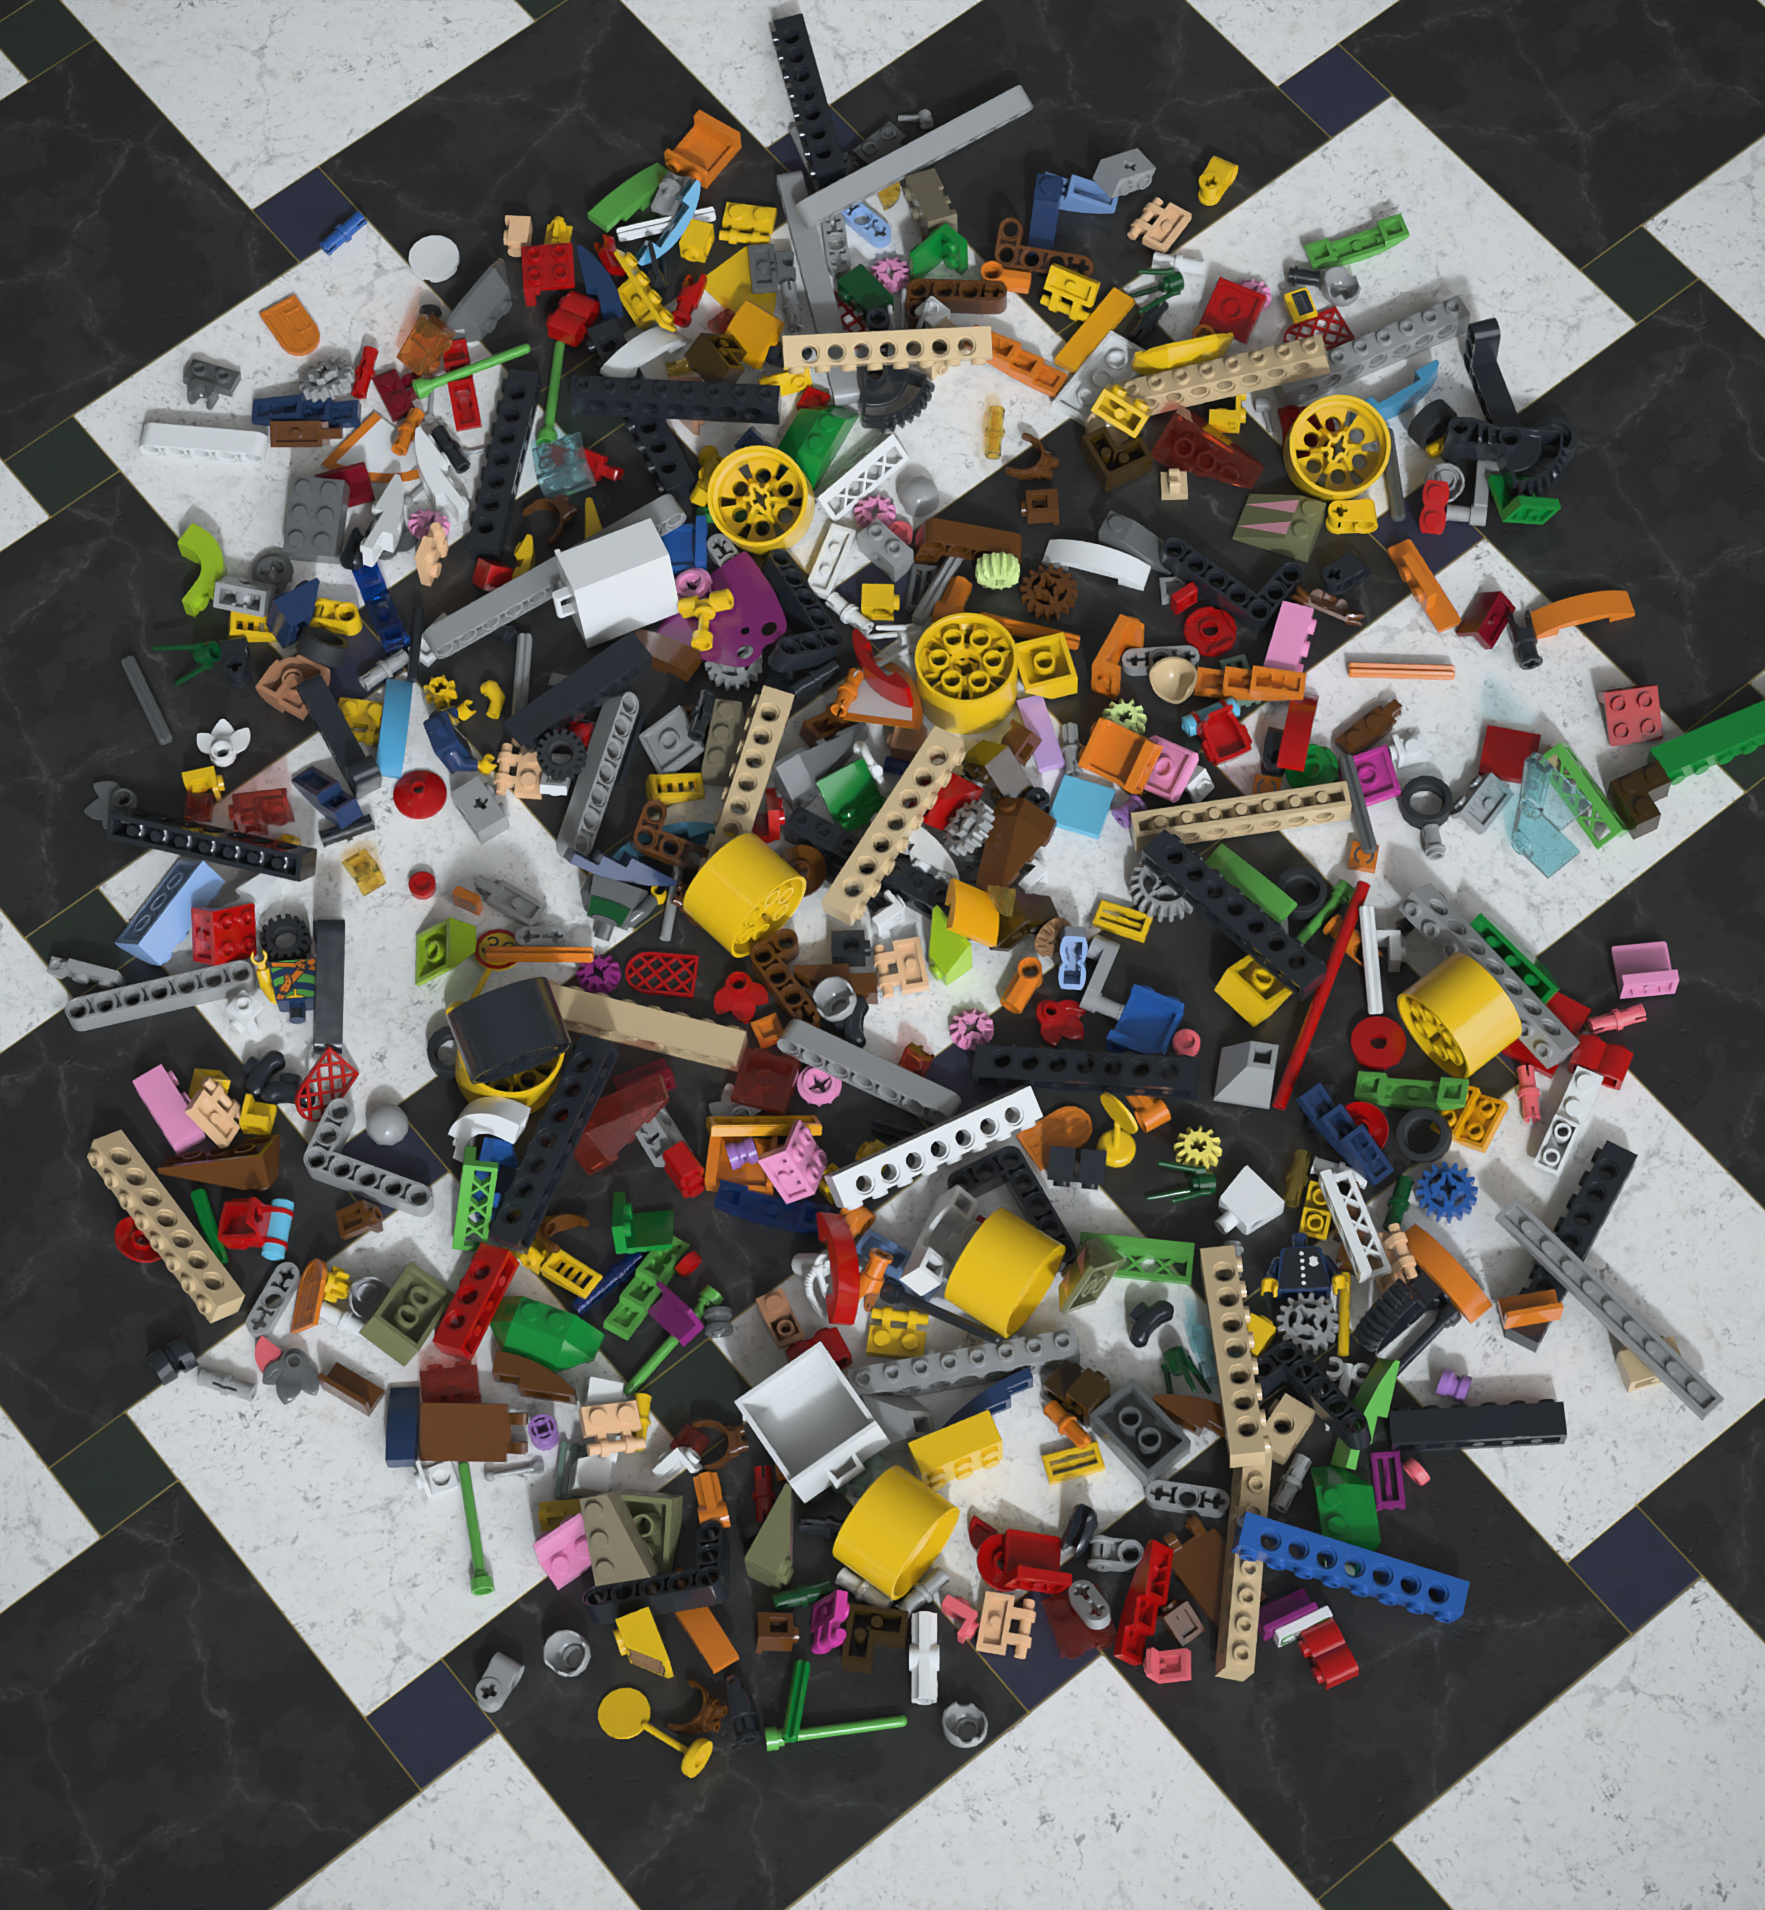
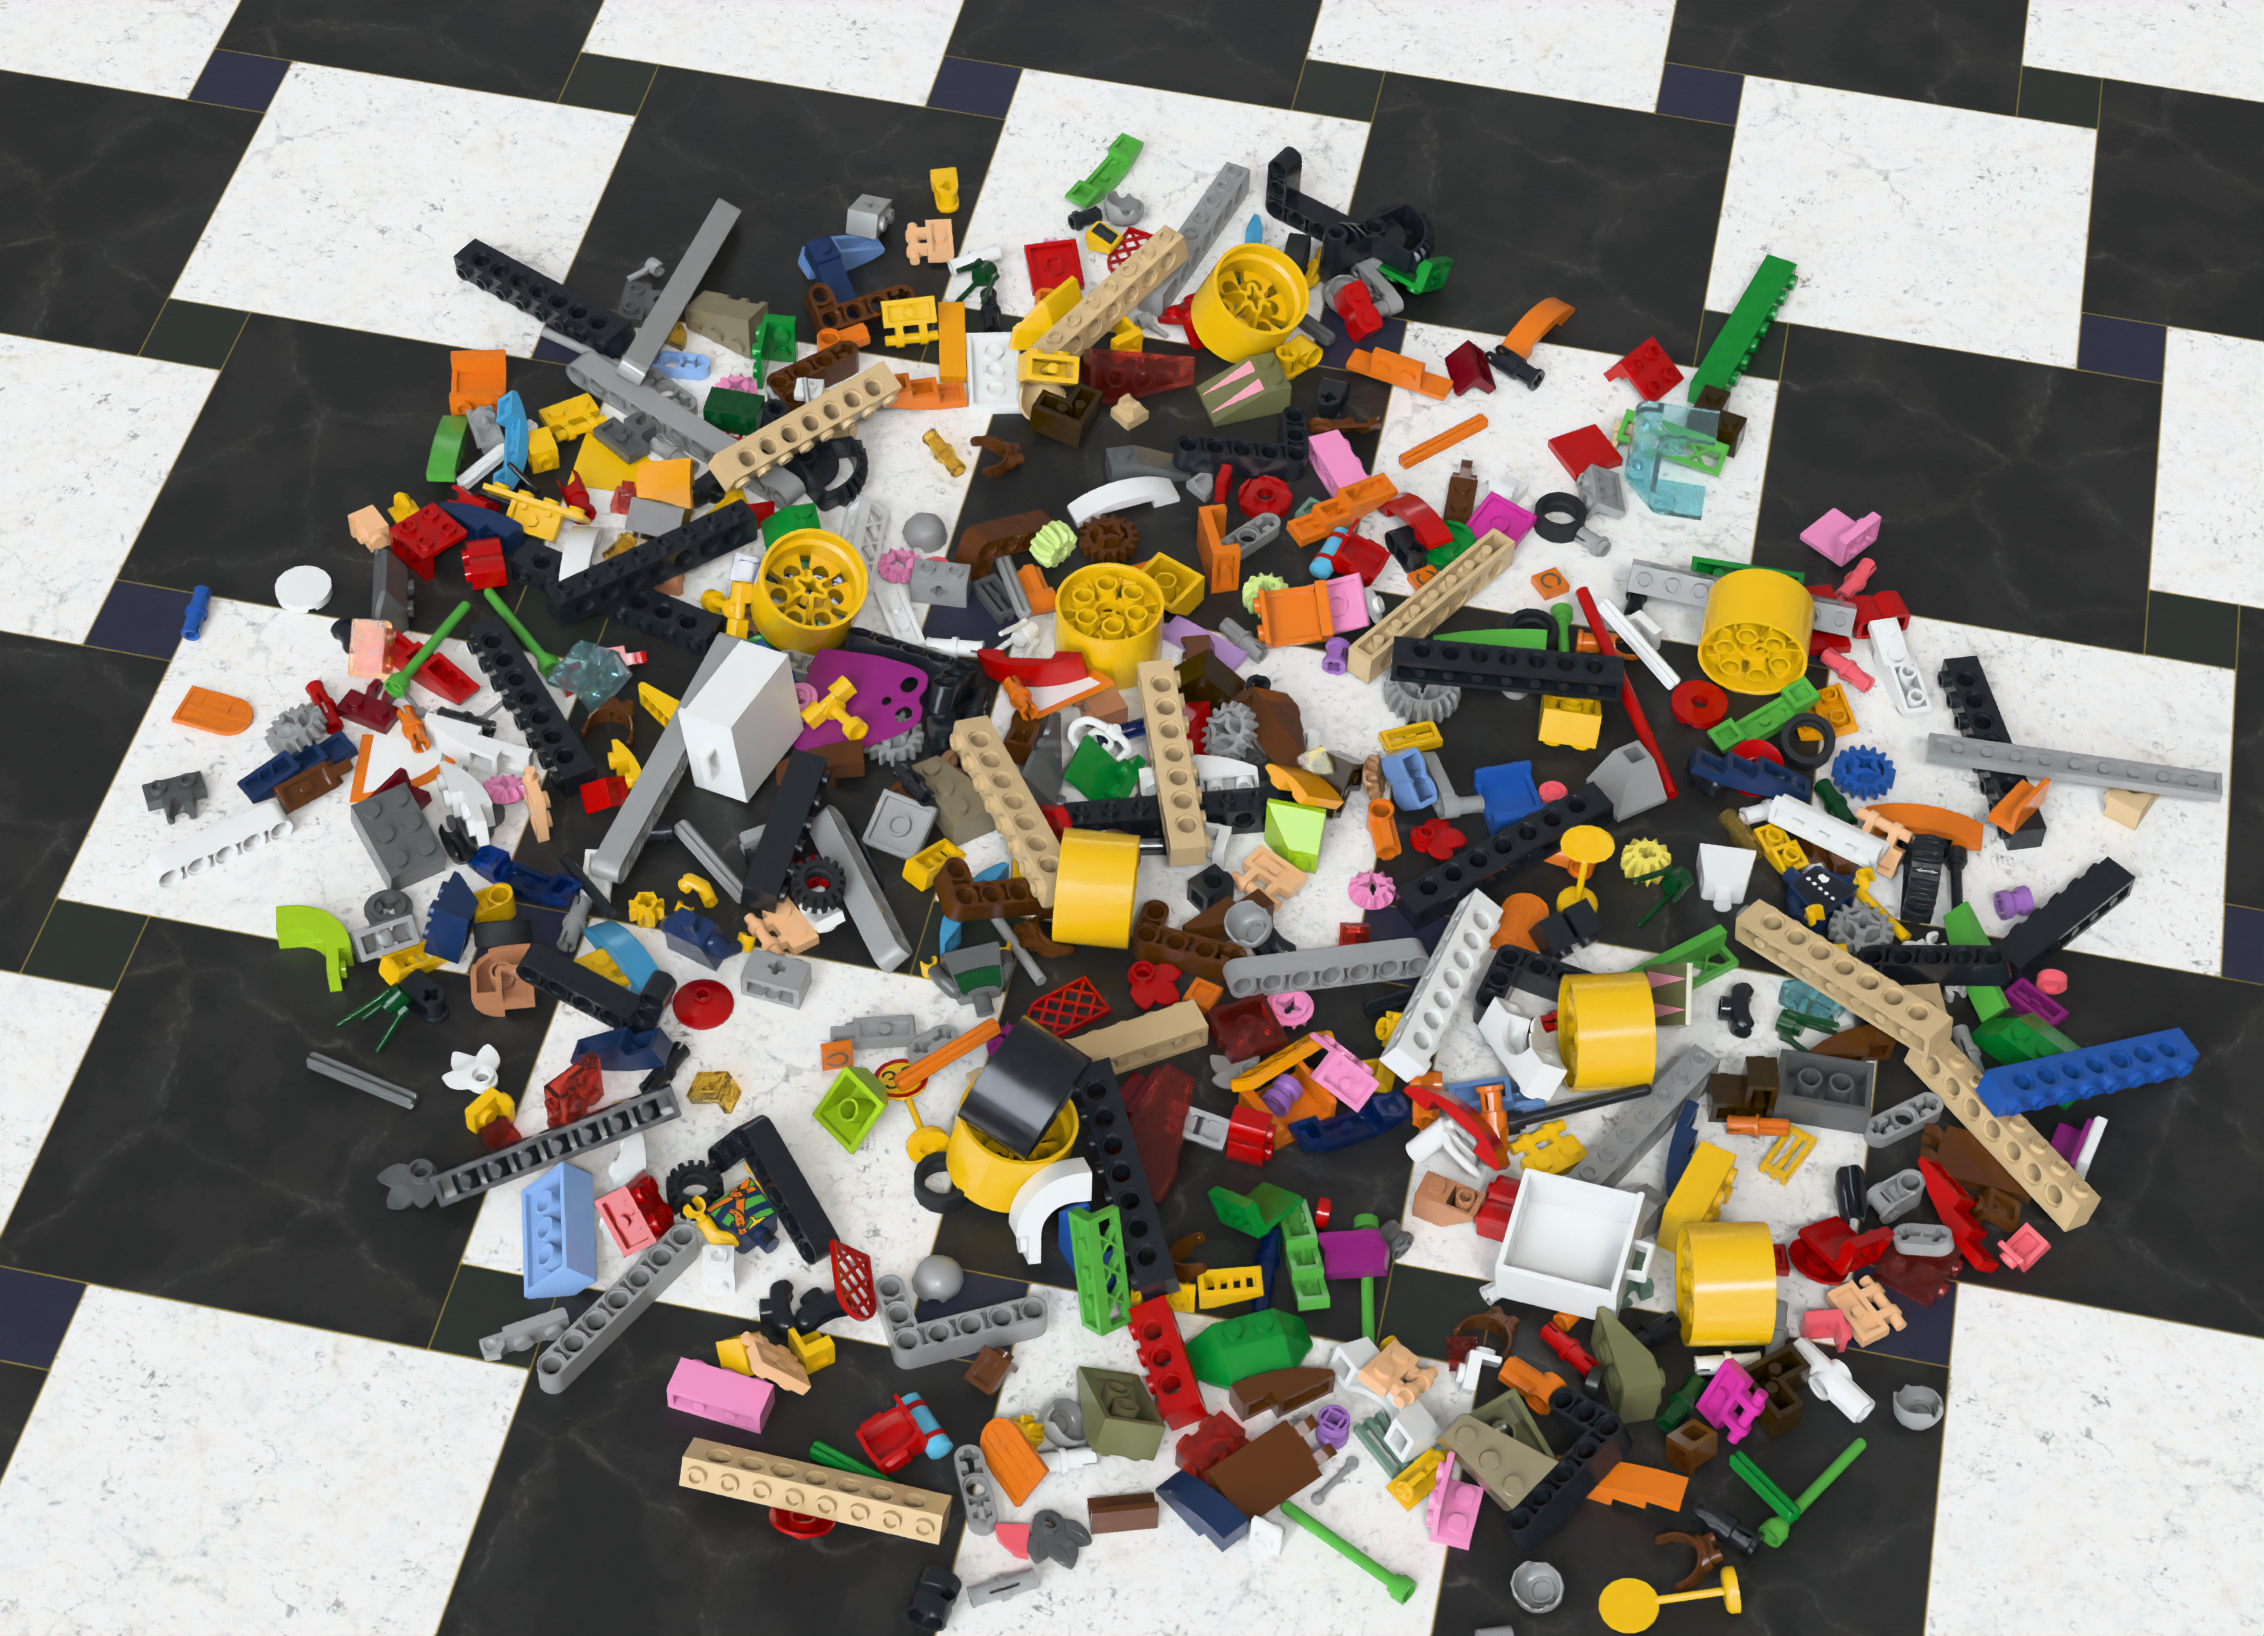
camera: 45 degrees left, 15 degrees down
(240, 1167) = (840, 1391): reddish brown wedge -> none
(422, 885) = (778, 1071): red tile -> none
(627, 869) = (957, 937): slope -> none
(642, 1643) = (1600, 1527): yellow slope -> none
(879, 601) = (972, 622): yellow brick -> none
(1041, 506) = (1040, 482): reddish brown brick -> none
(1082, 806) = (1294, 674): medium azure tile -> none
(1173, 679) = (1278, 541): tan helmet -> none
(1328, 1654) = (2129, 1155): red brick -> none
(1359, 806) = (1521, 551): dark grey axle -> none

